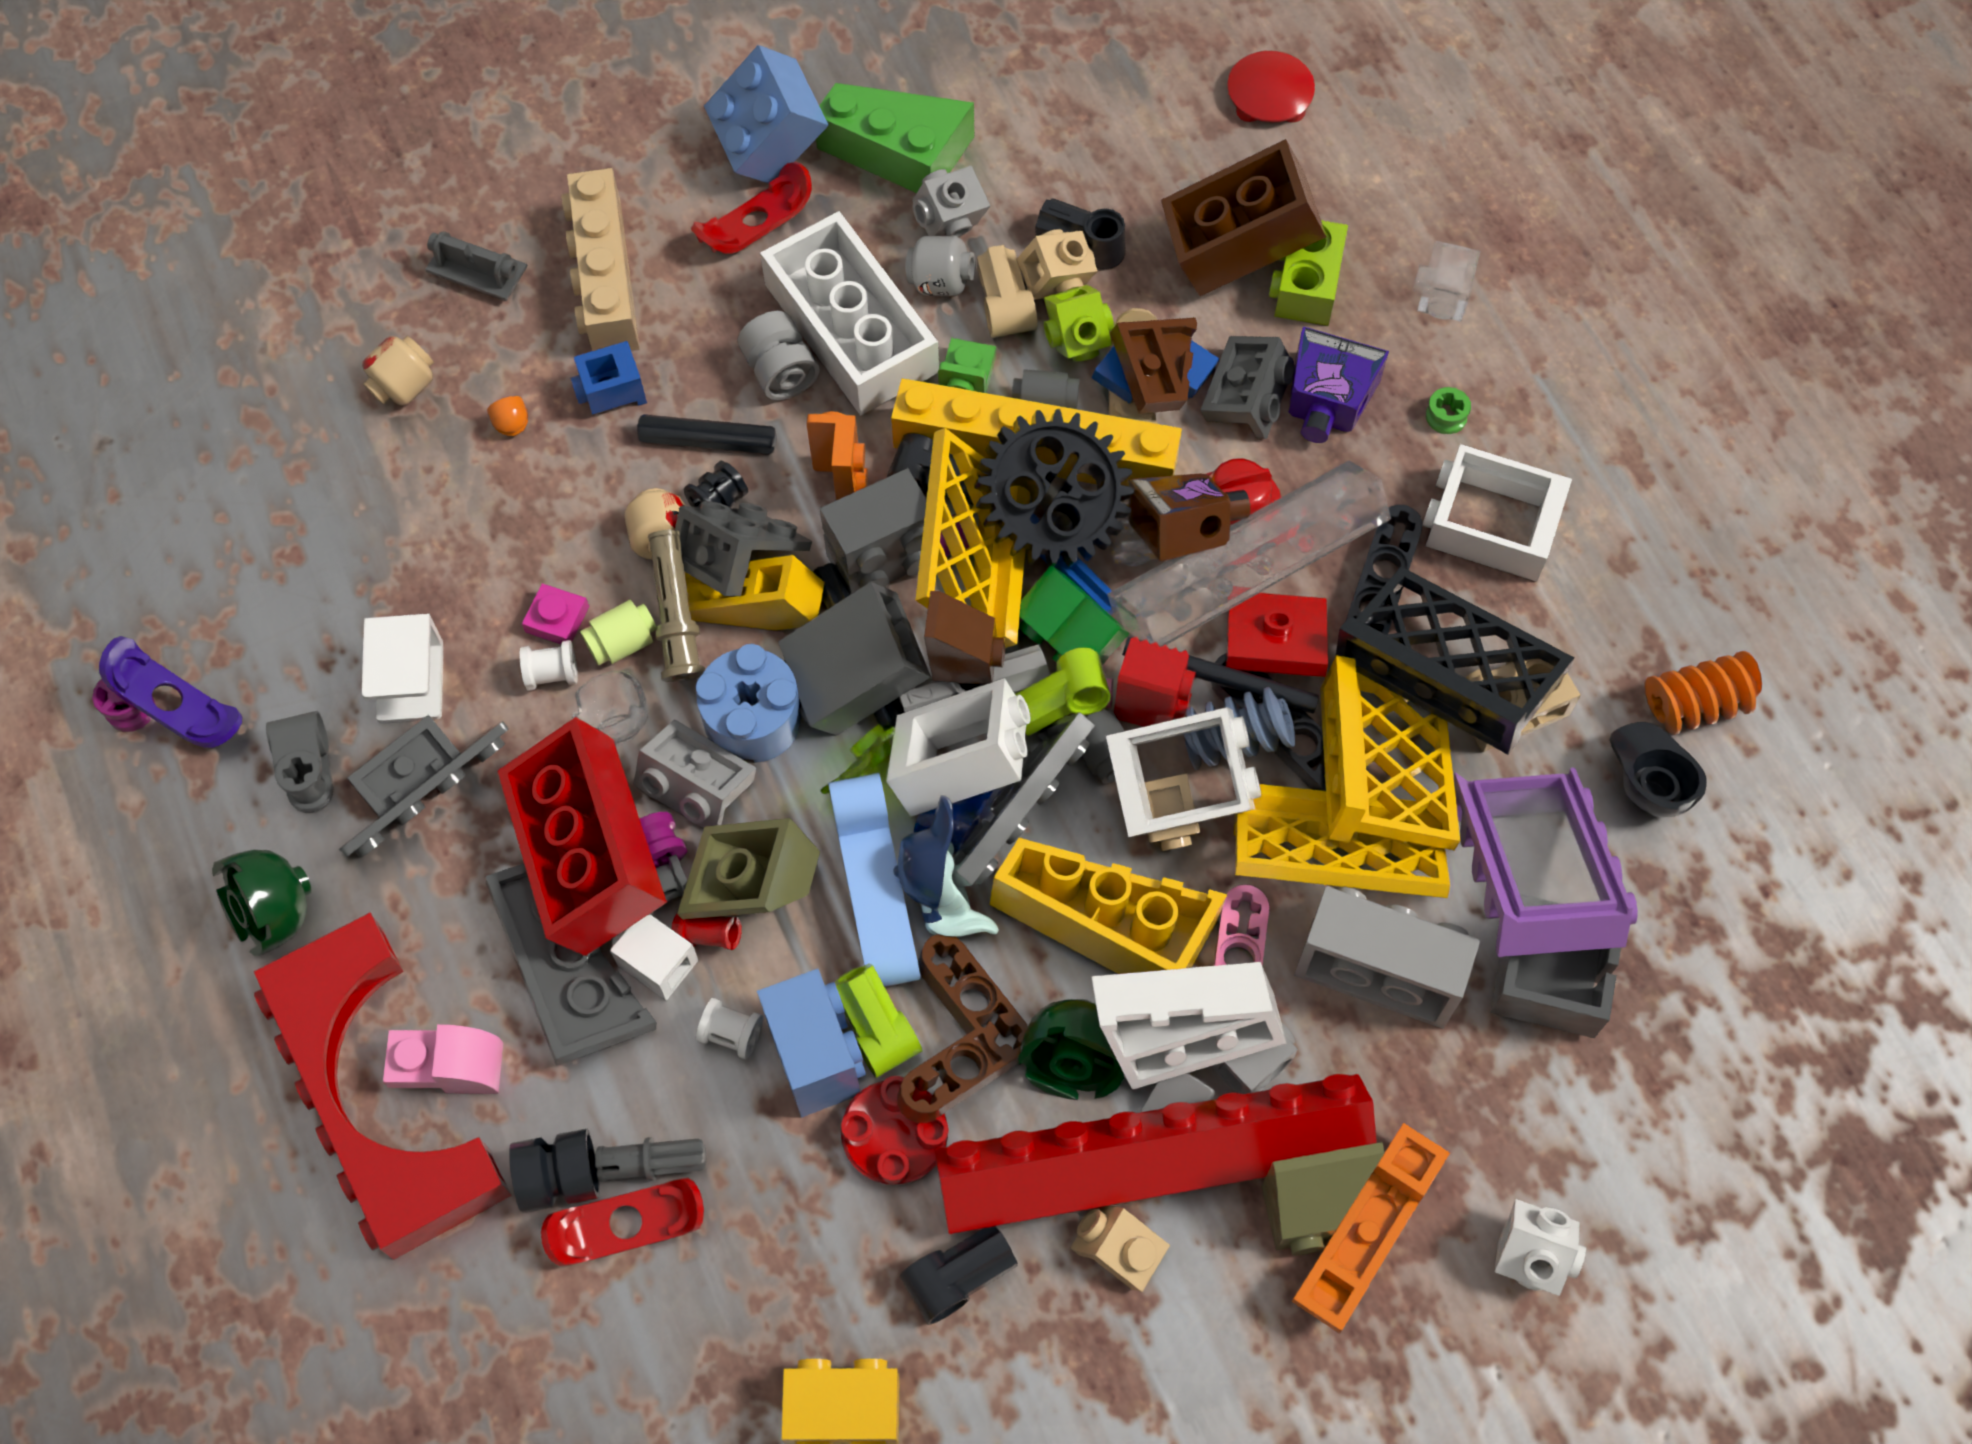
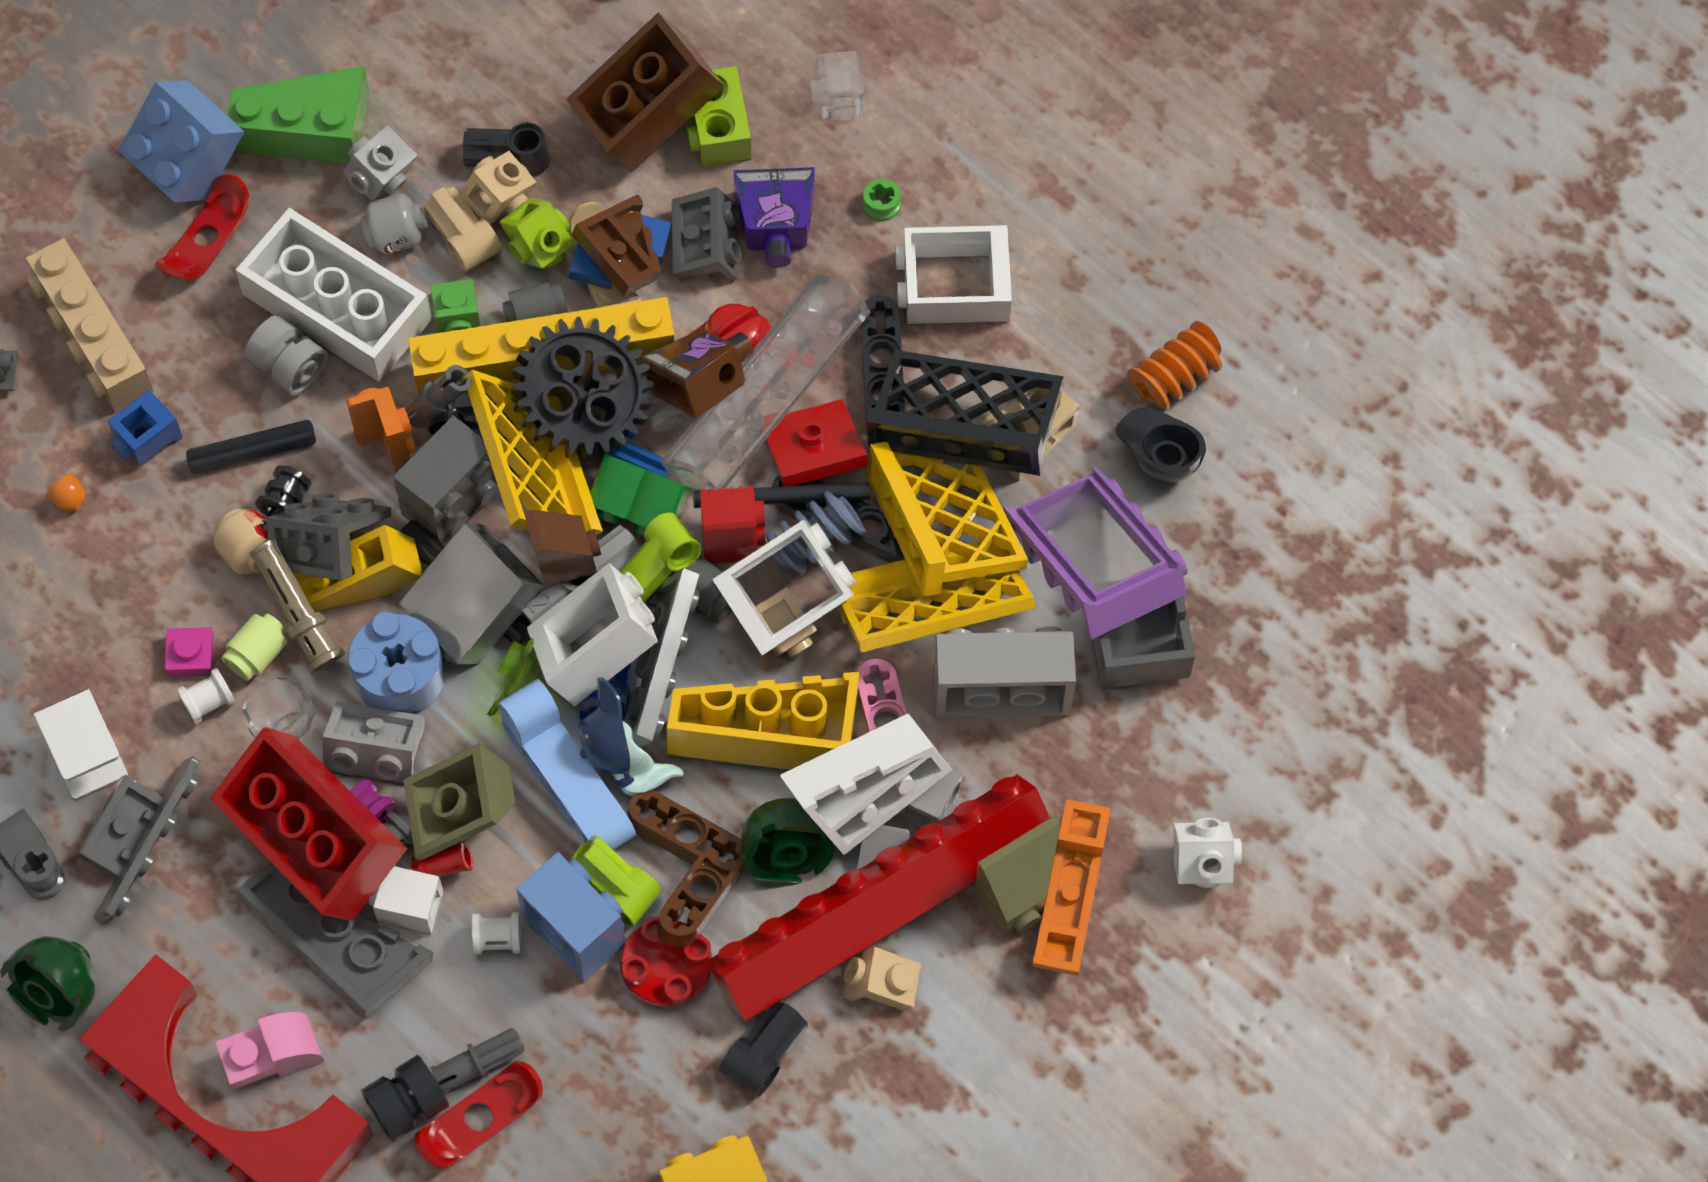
camera: 25 degrees left, 0 degrees up
(902, 444) = (438, 396): none -> dark grey pin

